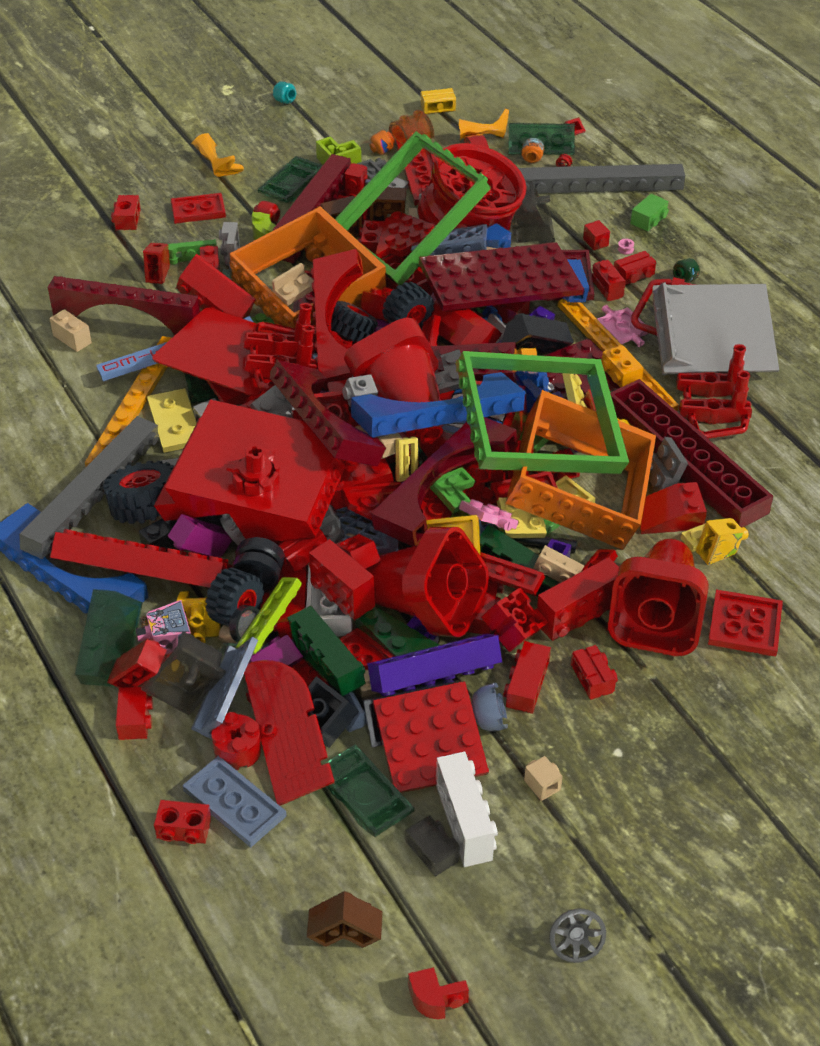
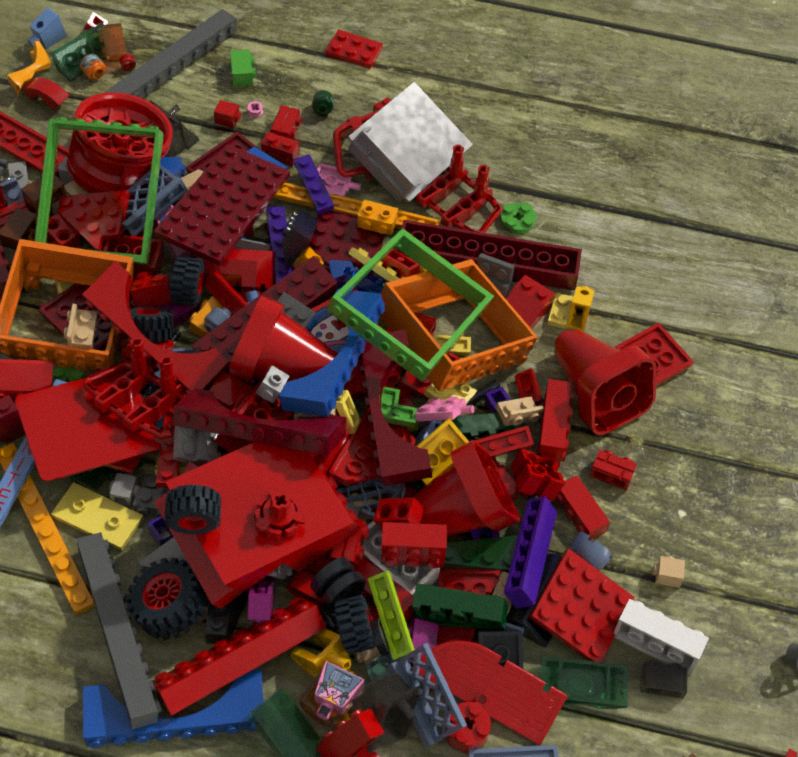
camera: 50 degrees left, 10 degrees up
(194, 417) = (193, 509): none -> black wheel
(527, 108) = (47, 29): none -> medium blue torso
(566, 140) = (113, 42): none -> clear orange brick
(601, 316) = (313, 184): none -> dark purple plate
(753, 439) = (522, 210): none -> bright green plate
(766, 252) = (354, 49): none -> red plate

